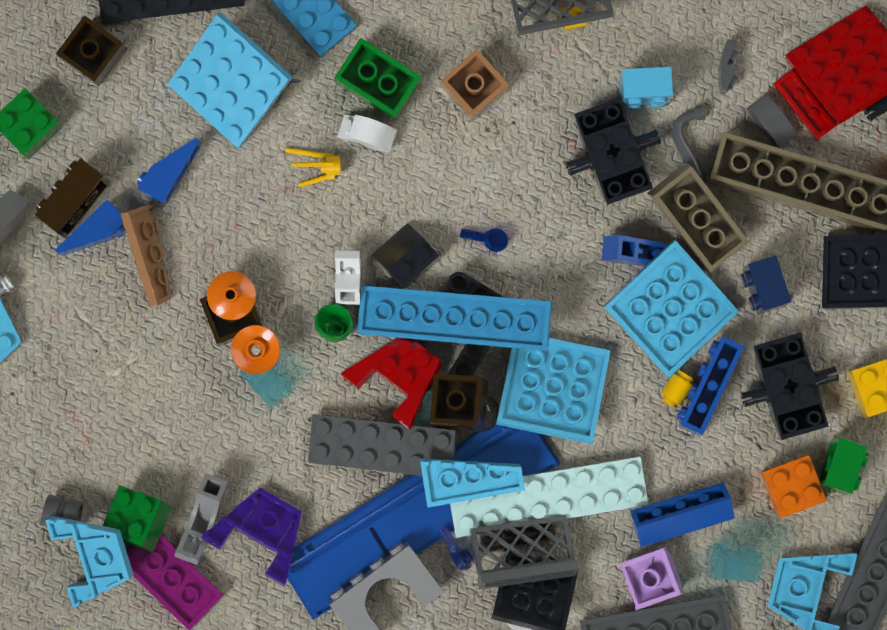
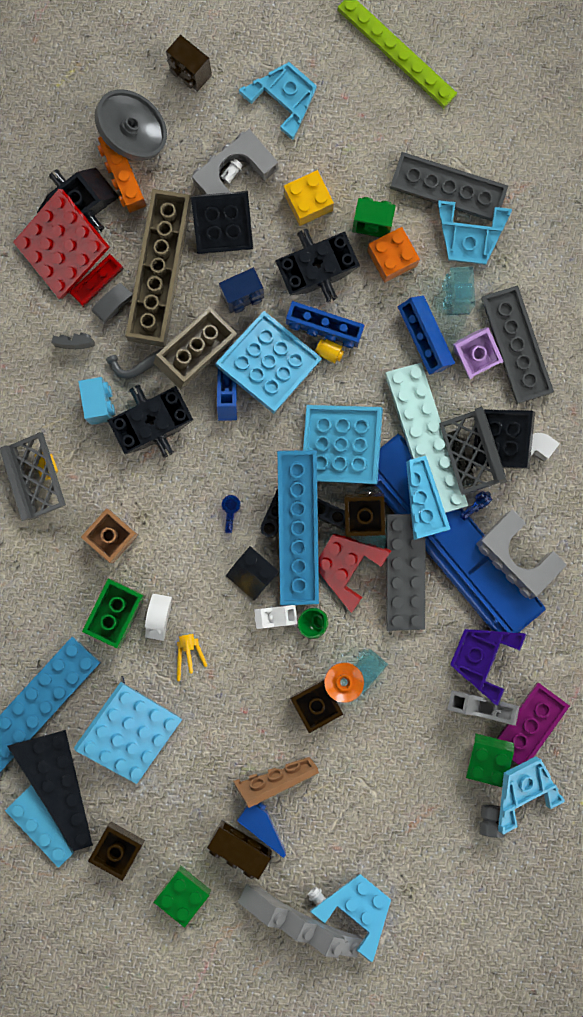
camera: 105 degrees left, 0 degrees up
(166, 174) = (211, 775): blue slope -> none
(231, 308) = (300, 697): orange dish -> none

